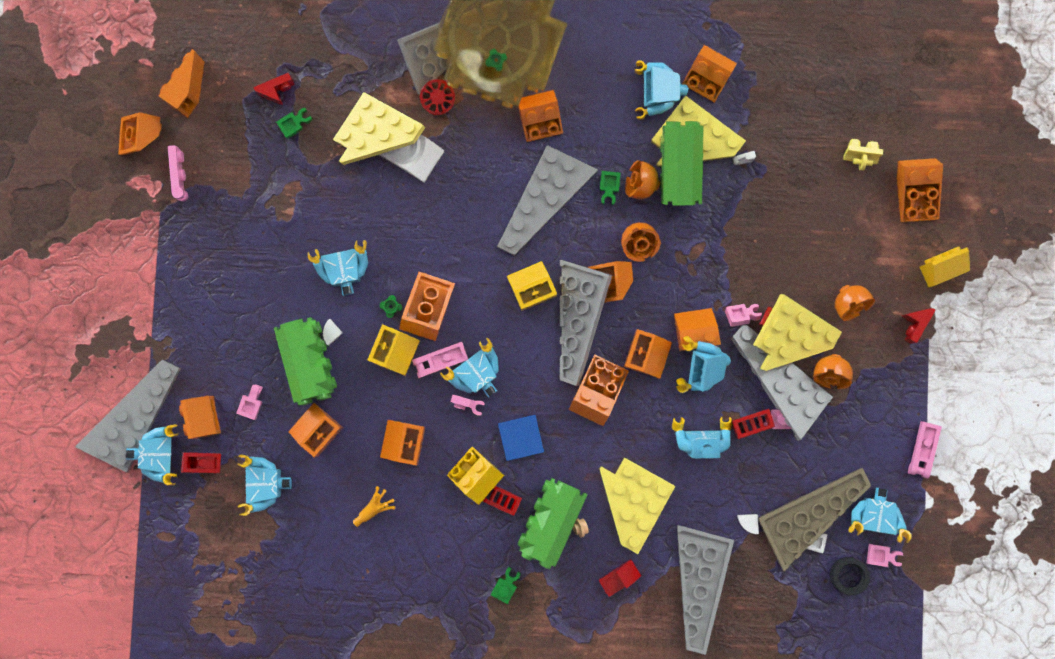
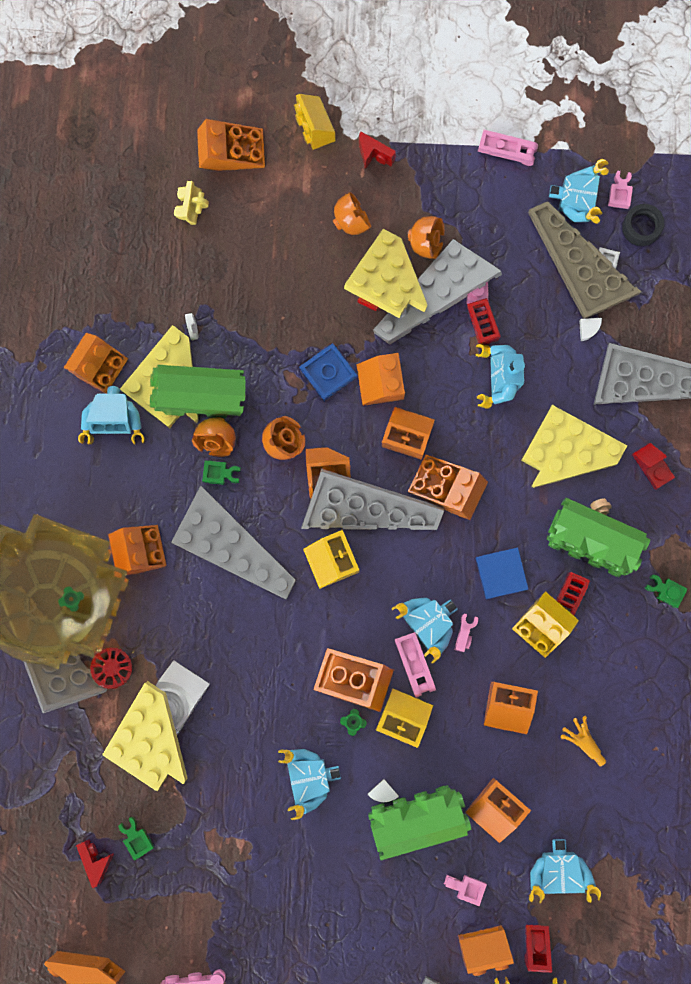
camera: 85 degrees left, 5 degrees down
(704, 282) = (328, 372): none -> blue tile
(707, 366) = (424, 368): medium azure torso -> none
(741, 315) = (365, 332): bright pink plate -> none

